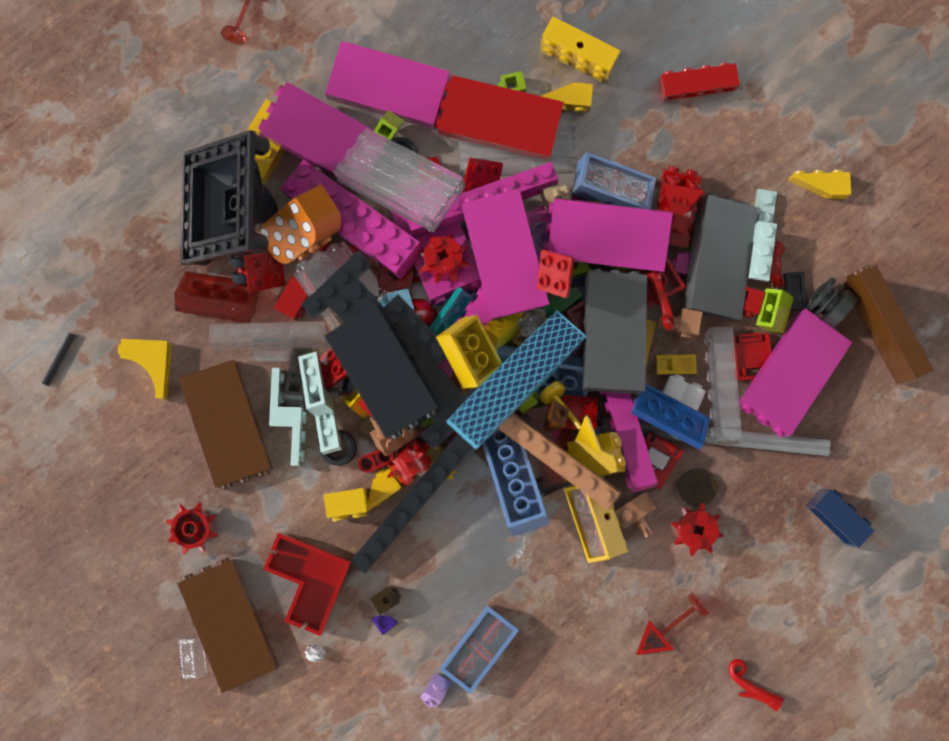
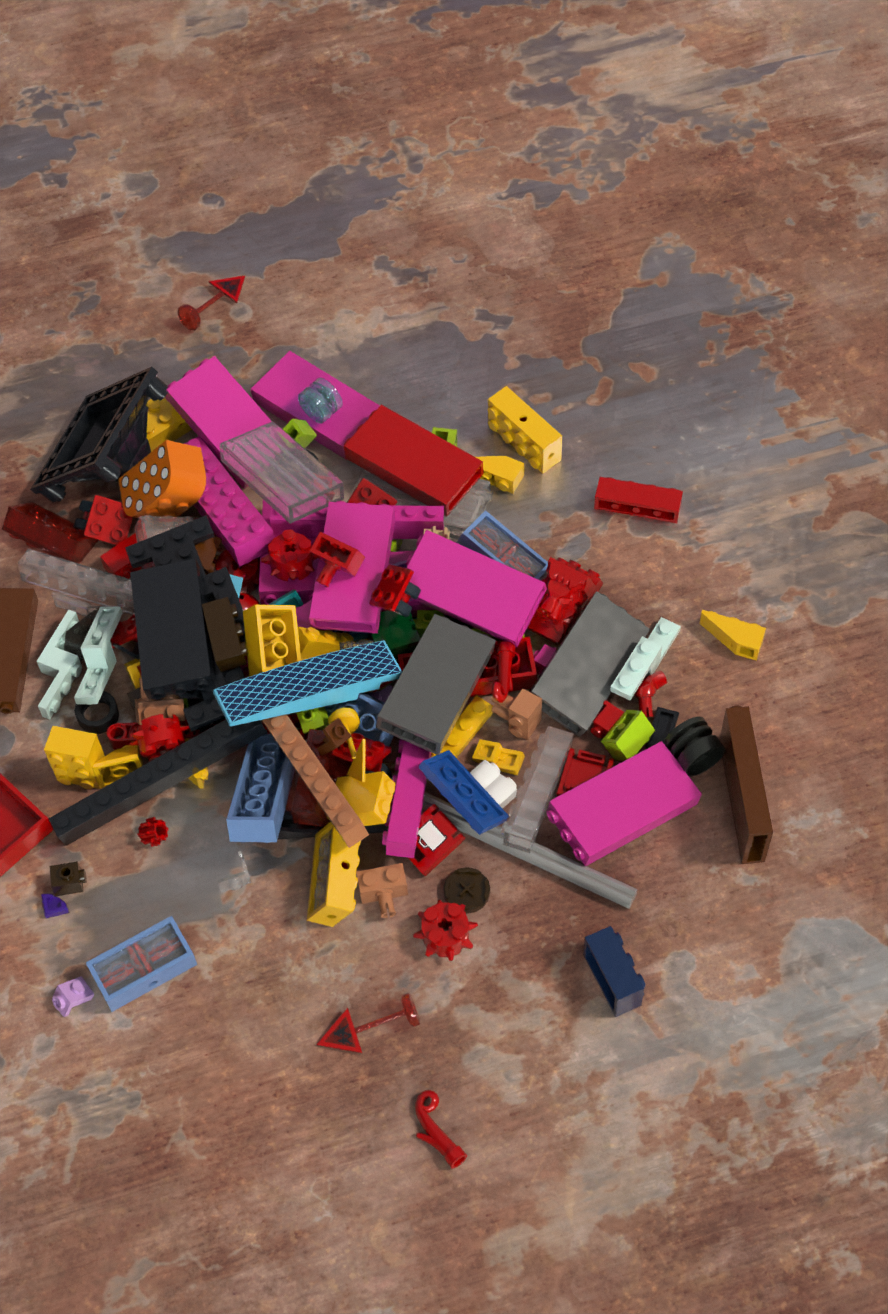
camera: 20 degrees right, 25 degrees down
(396, 89) = (320, 400): none -> clear light blue wheel
(429, 361) = (225, 634): none -> dark brown brick
(435, 535) = (153, 831): none -> red gear
(494, 259) = (336, 557): none -> red brick

